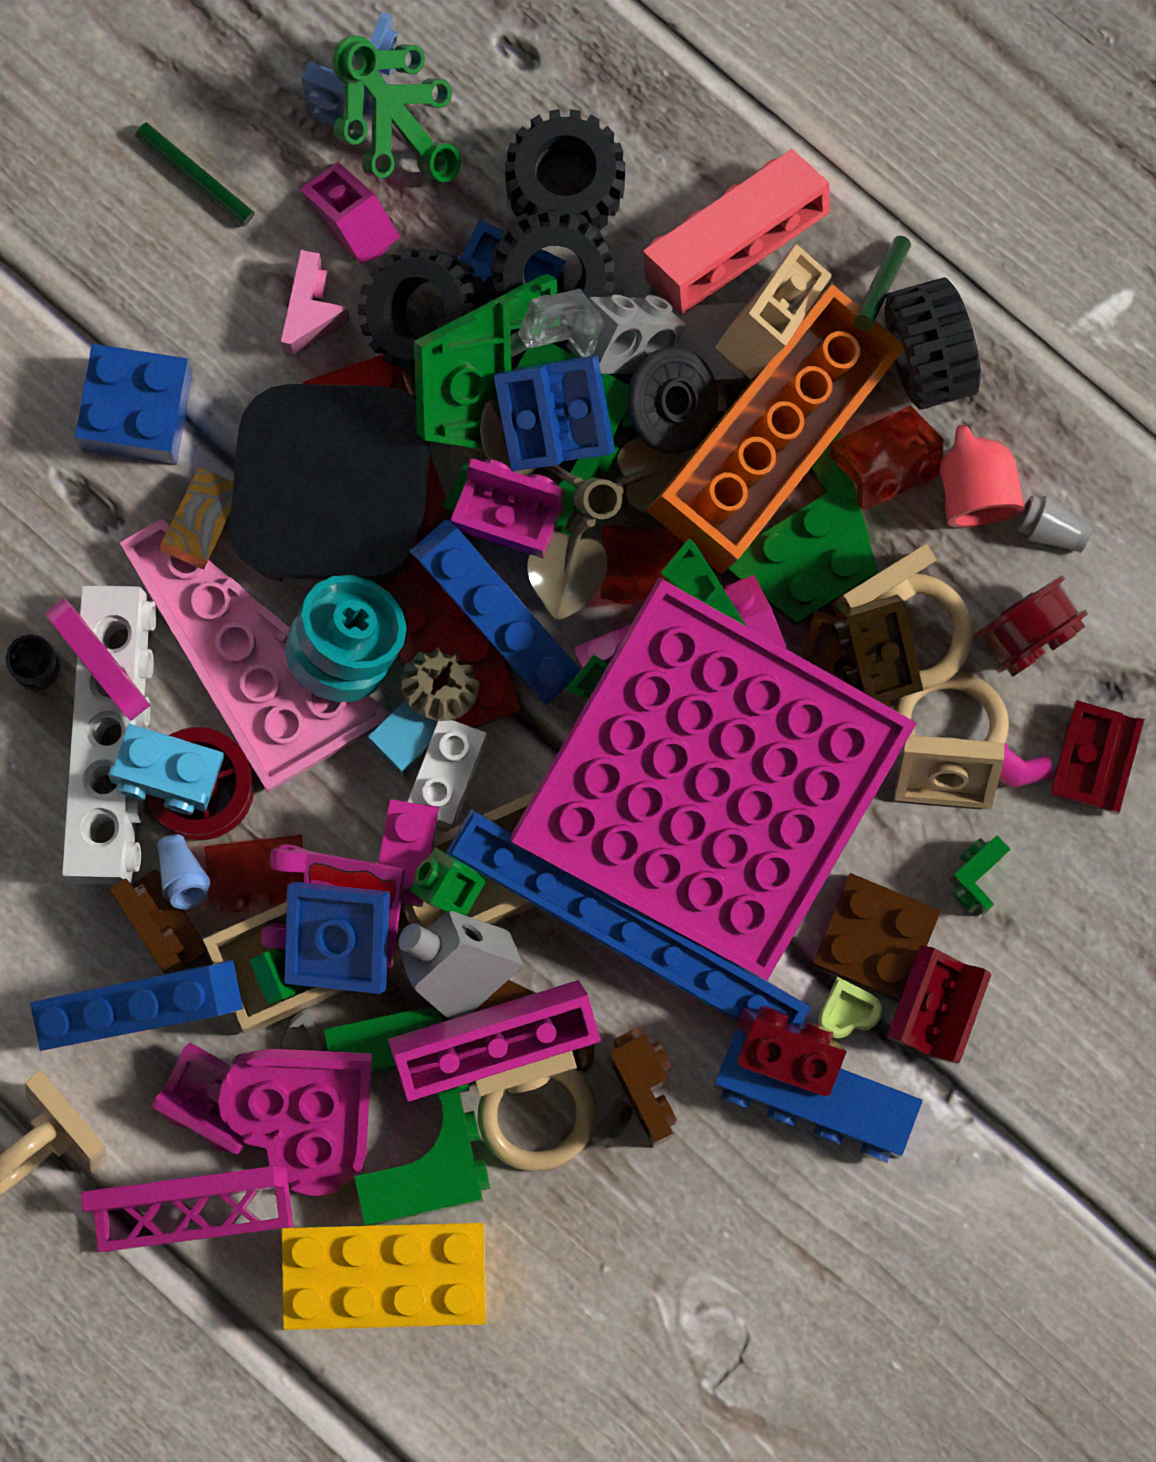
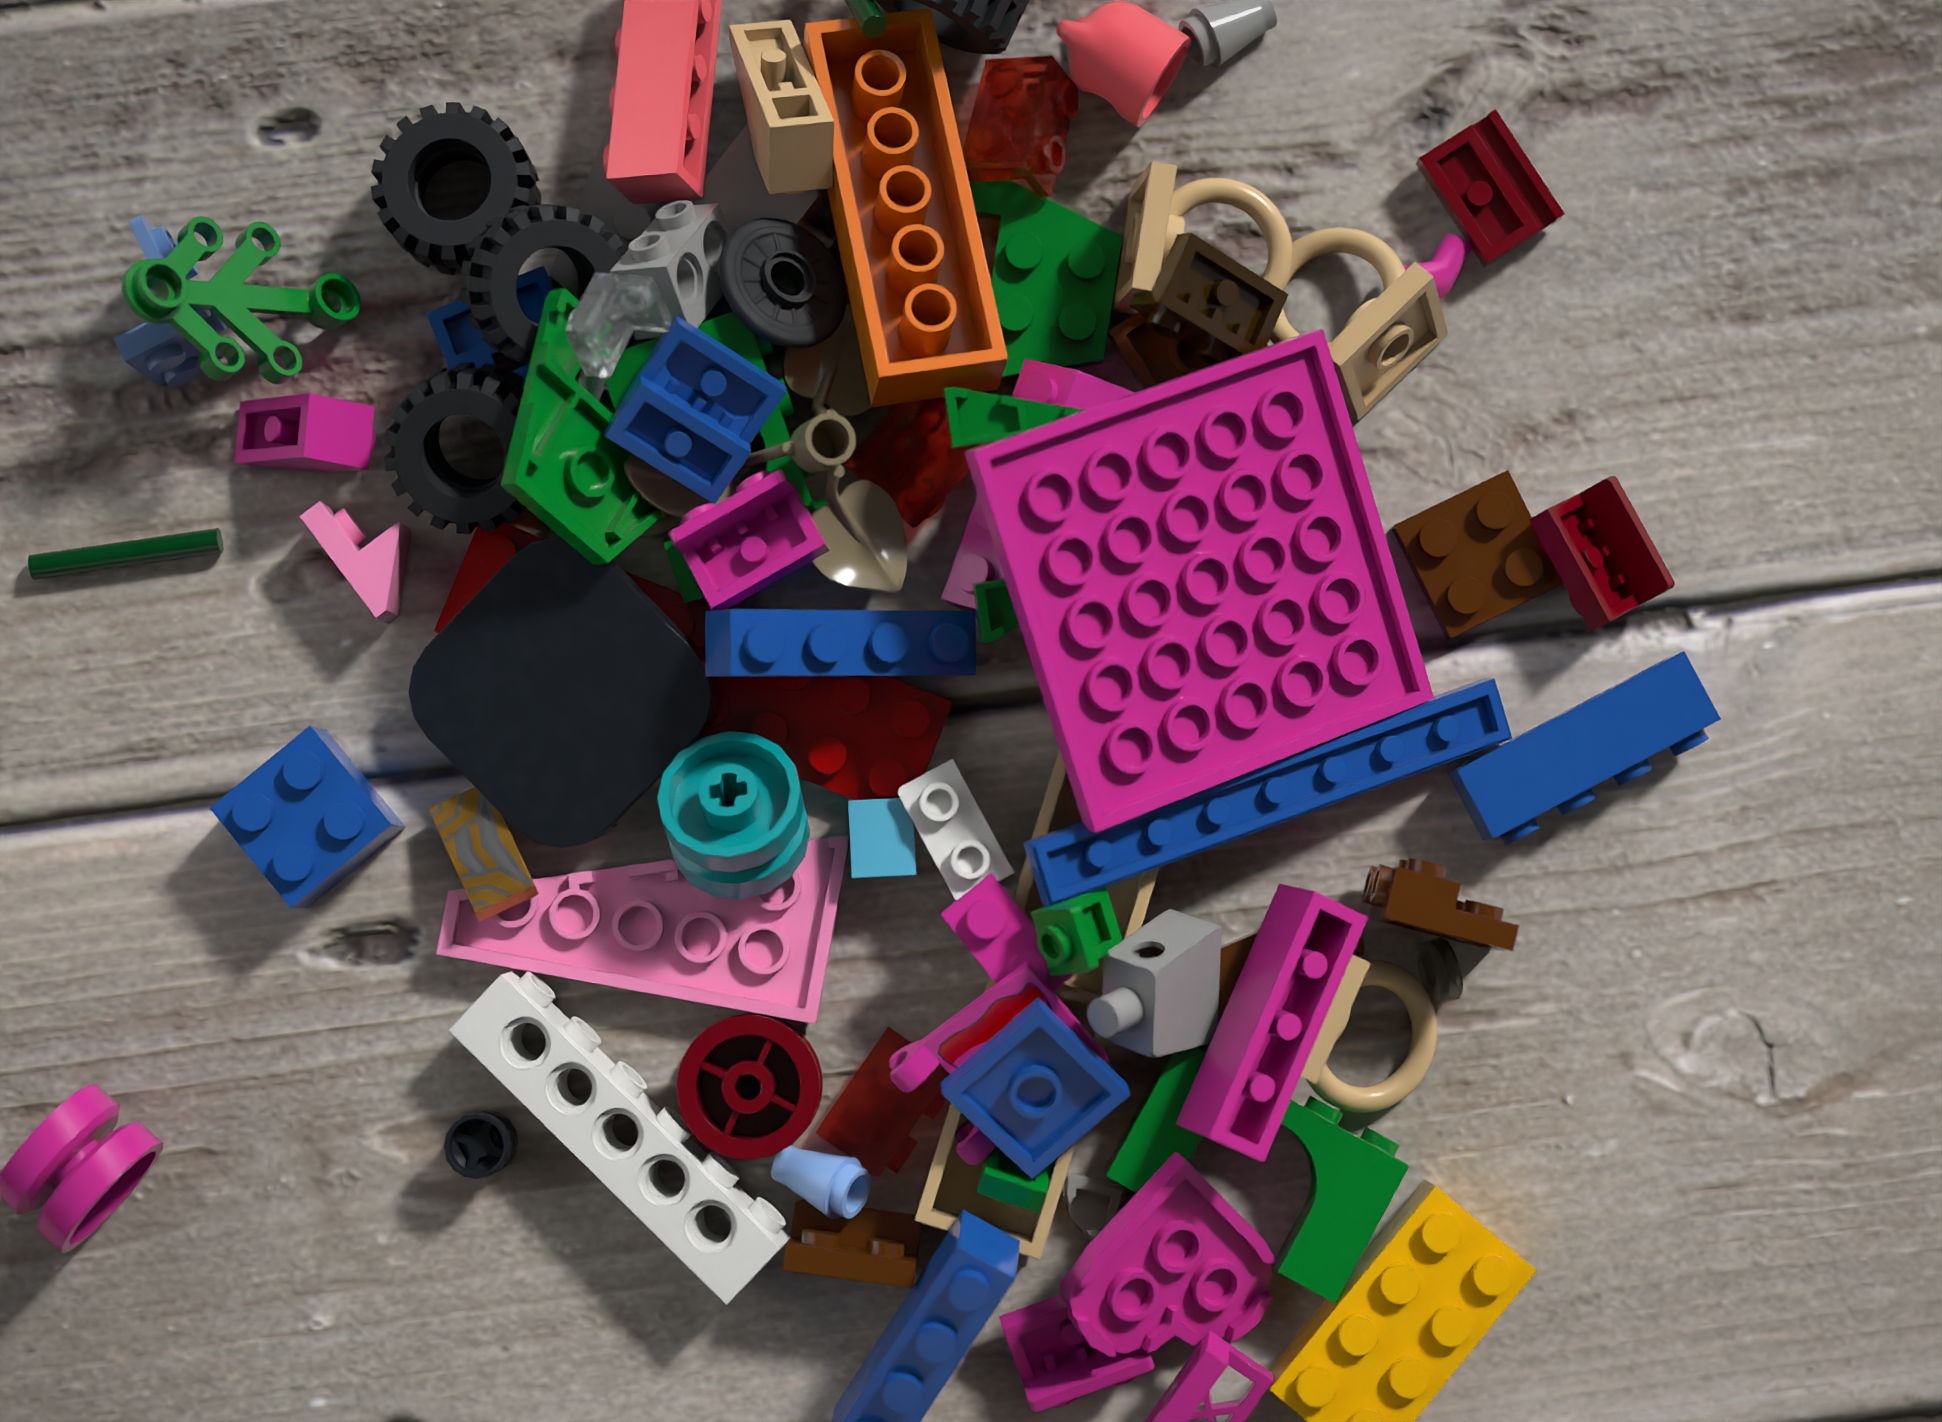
camera: 45 degrees left, 5 degrees up
(97, 659) = (539, 1082): dark pink beam -> none
(165, 769) = (710, 1109): medium azure bracket -> none
(448, 702) = (889, 769): dark tan gear -> none
(788, 1052) = (1527, 737): dark red bracket -> none
(849, 1009) = (1523, 645): yellowish green tile -> none
(978, 861) = (1494, 392): green bracket -> none
(1031, 623) = (1314, 134): dark red wheel -> none

